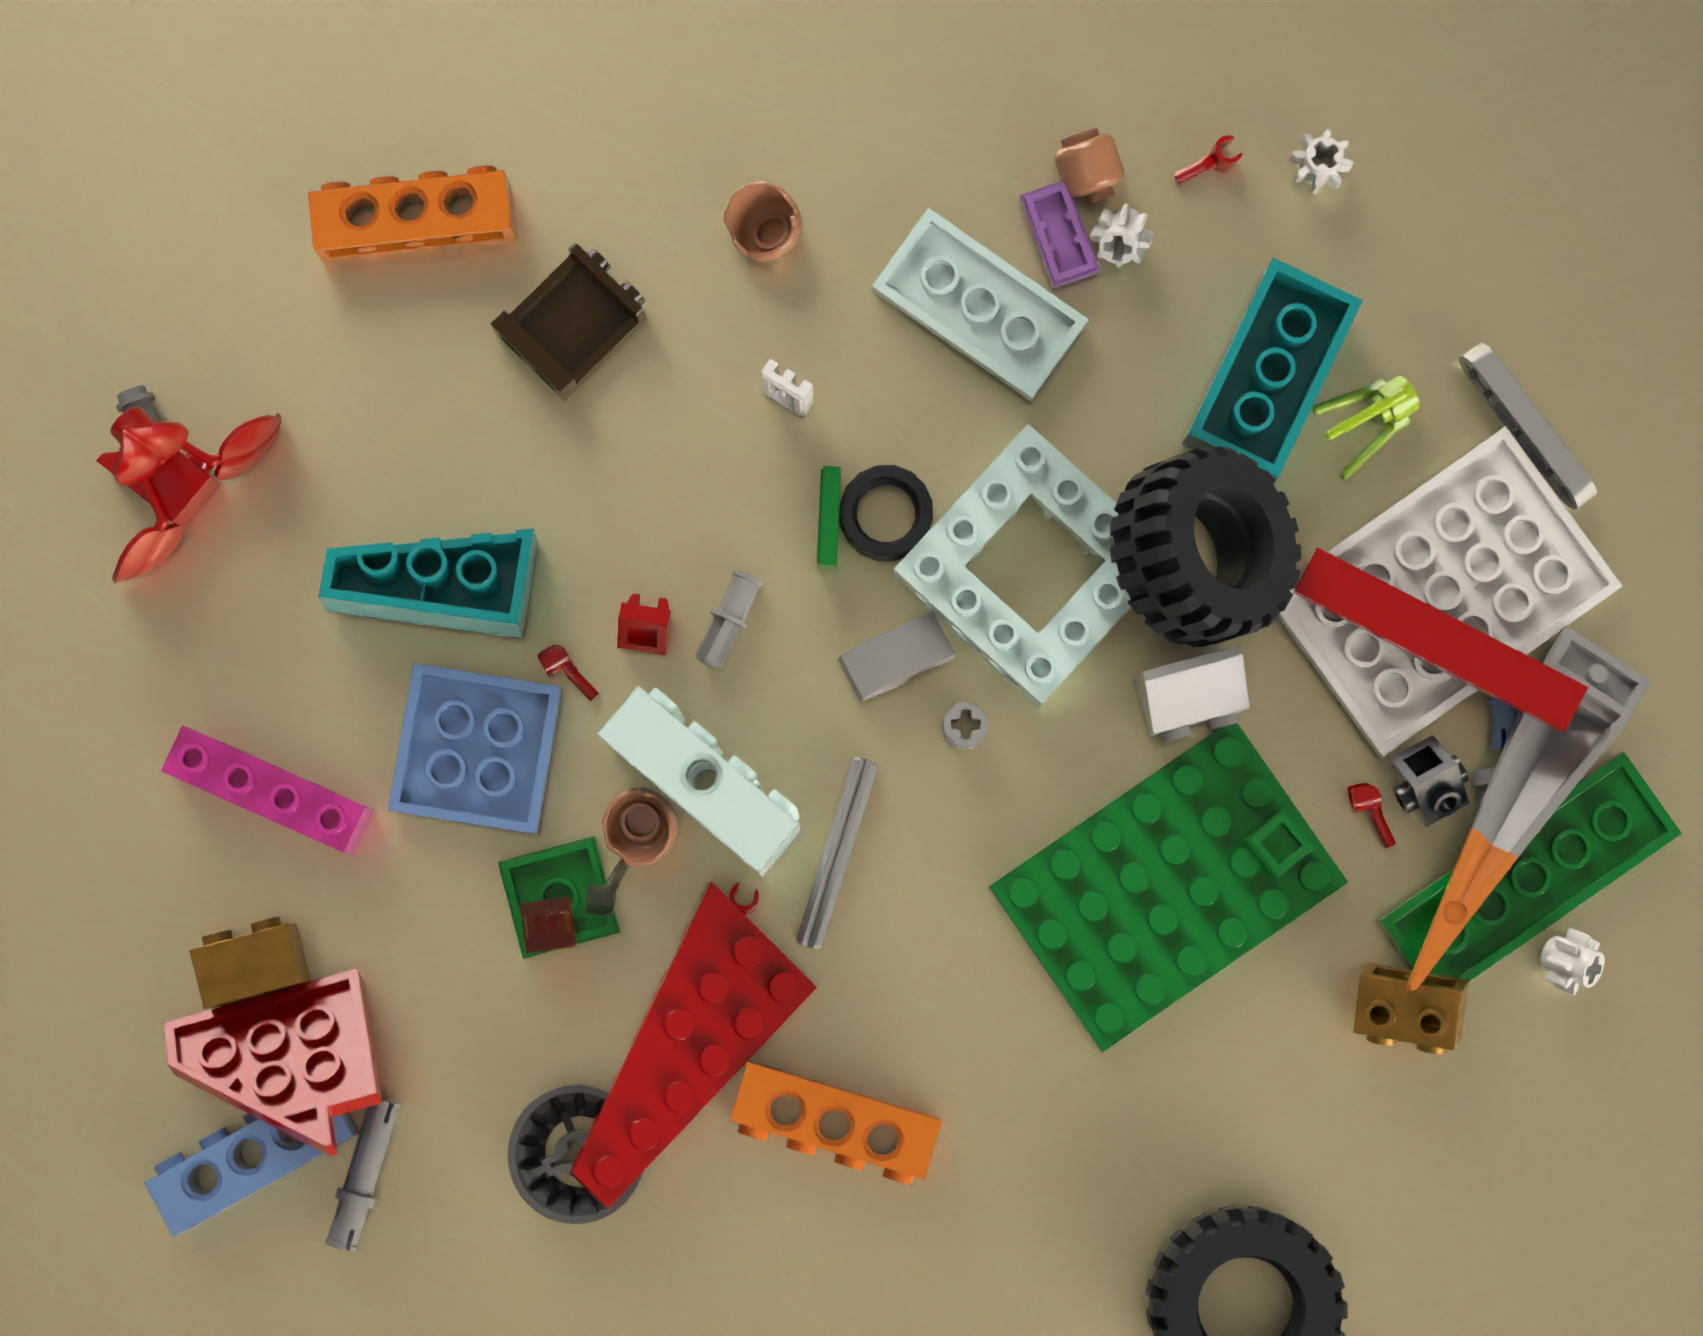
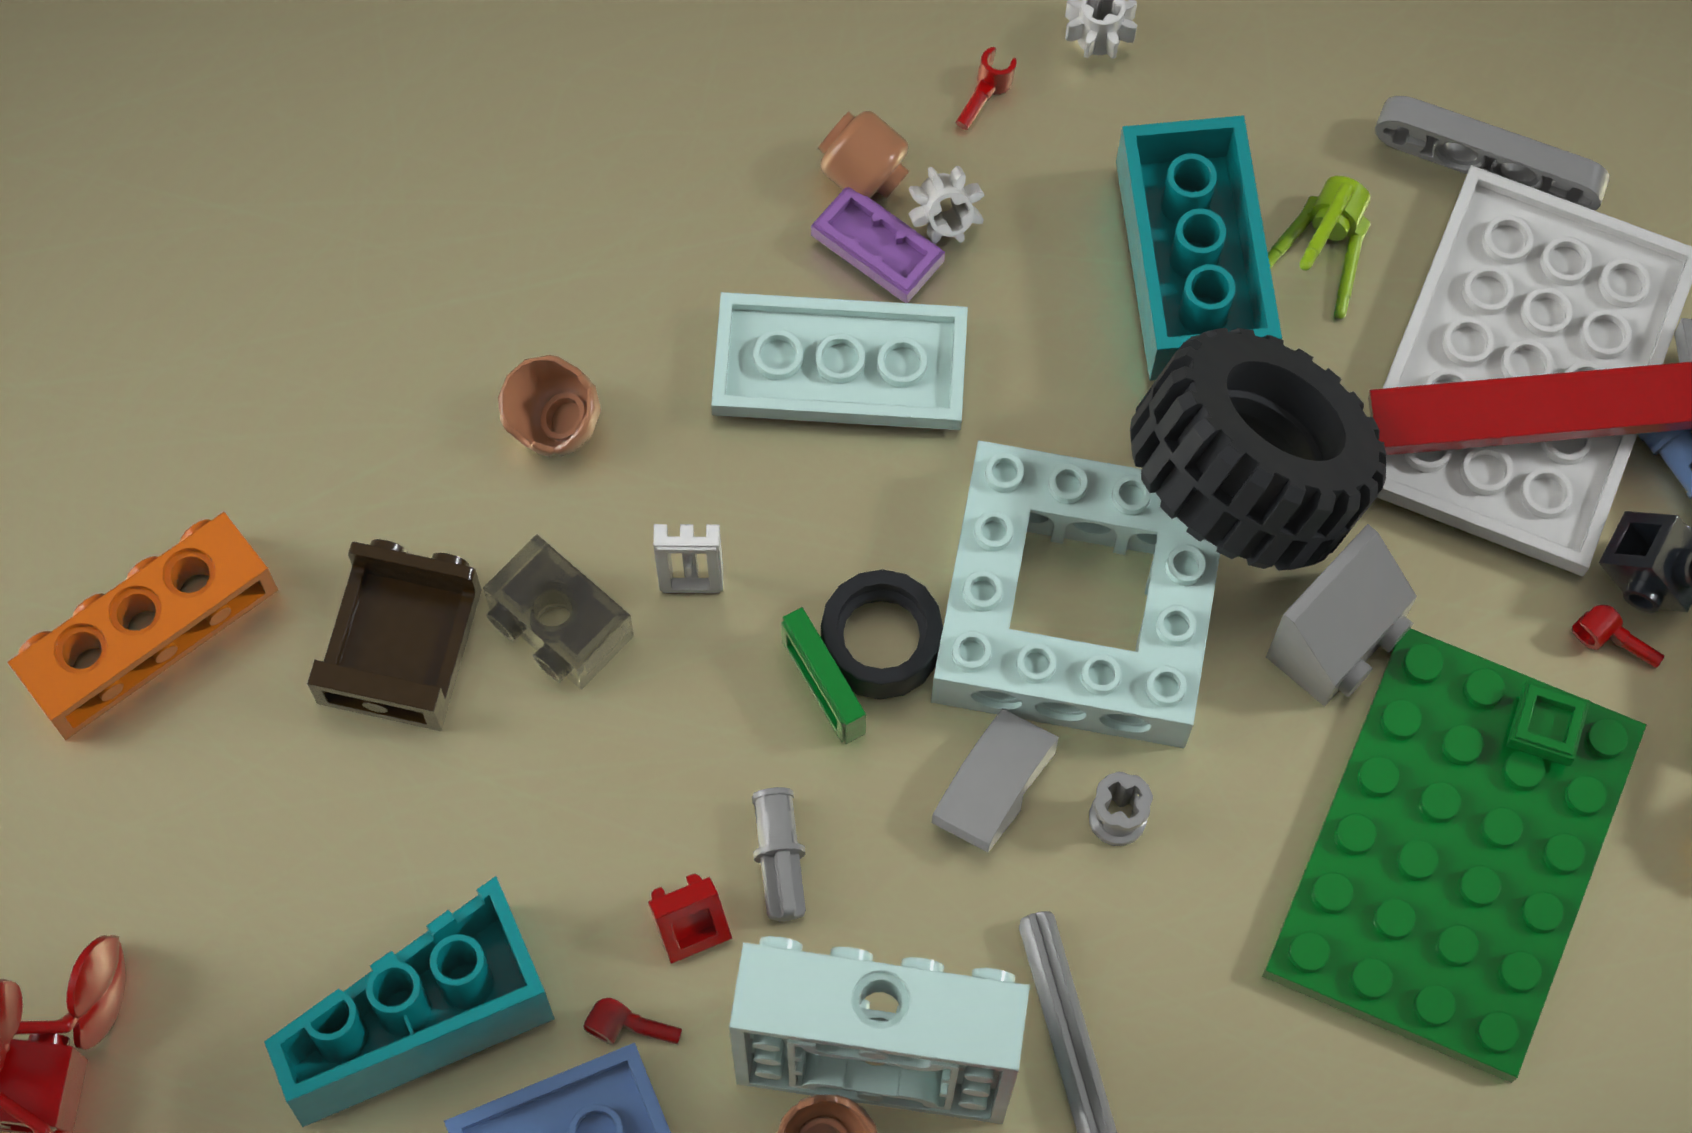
camera: 30 degrees left, 15 degrees down
(682, 340) = (543, 580): none -> clear smoke brick

